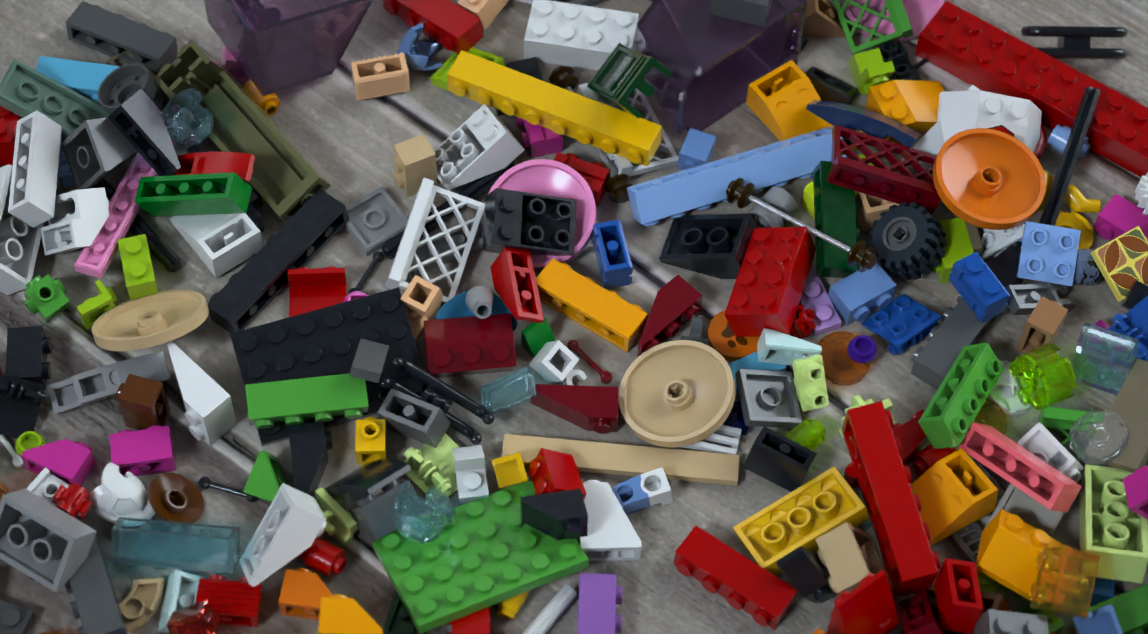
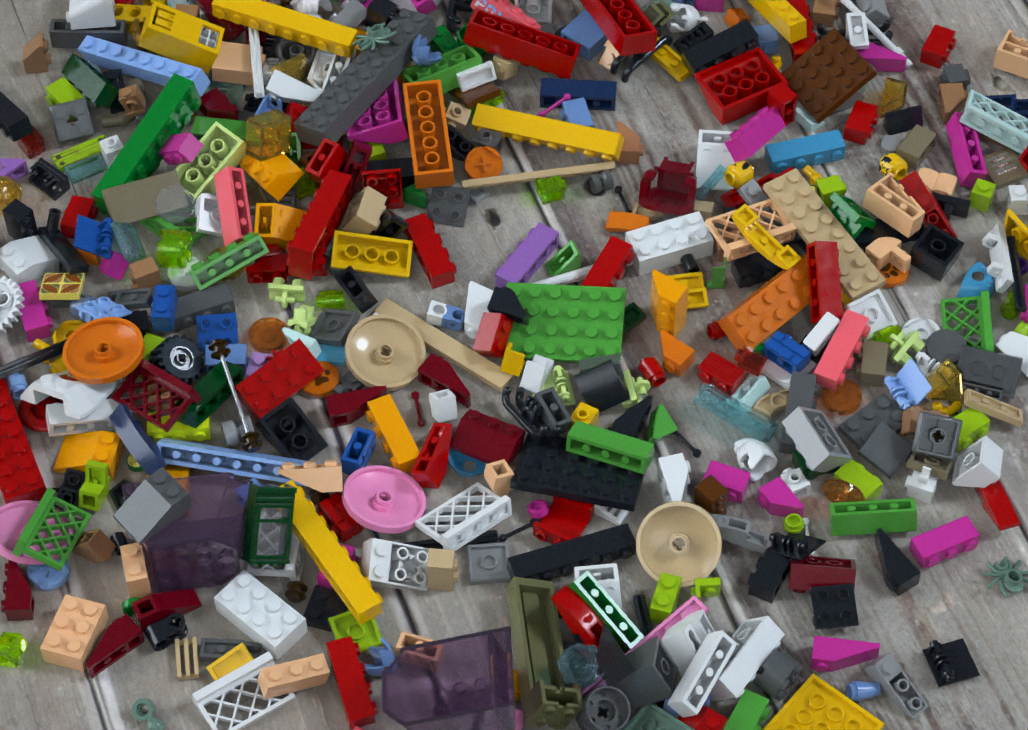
camera: 145 degrees left, 5 degrees down
(45, 307) = (736, 606): bright green brick -> none
(72, 500) = (787, 455): red gear -> none
(175, 498) = (721, 442): reddish brown dish -> none
(283, 534) = (672, 376): white slope -> none
(369, 360) = (559, 440): dark grey tile -> none
(421, 518) = (585, 340): clear light blue helmet -> none
(480, 301) = (464, 455): light grey cone -> none
(508, 390) = (482, 402): clear light blue tile -> none
(529, 223) = (400, 488): black slope -> none
(632, 175) = (320, 477): none -> light nougat slope
(862, 349) = (256, 325): dark purple plate -> none

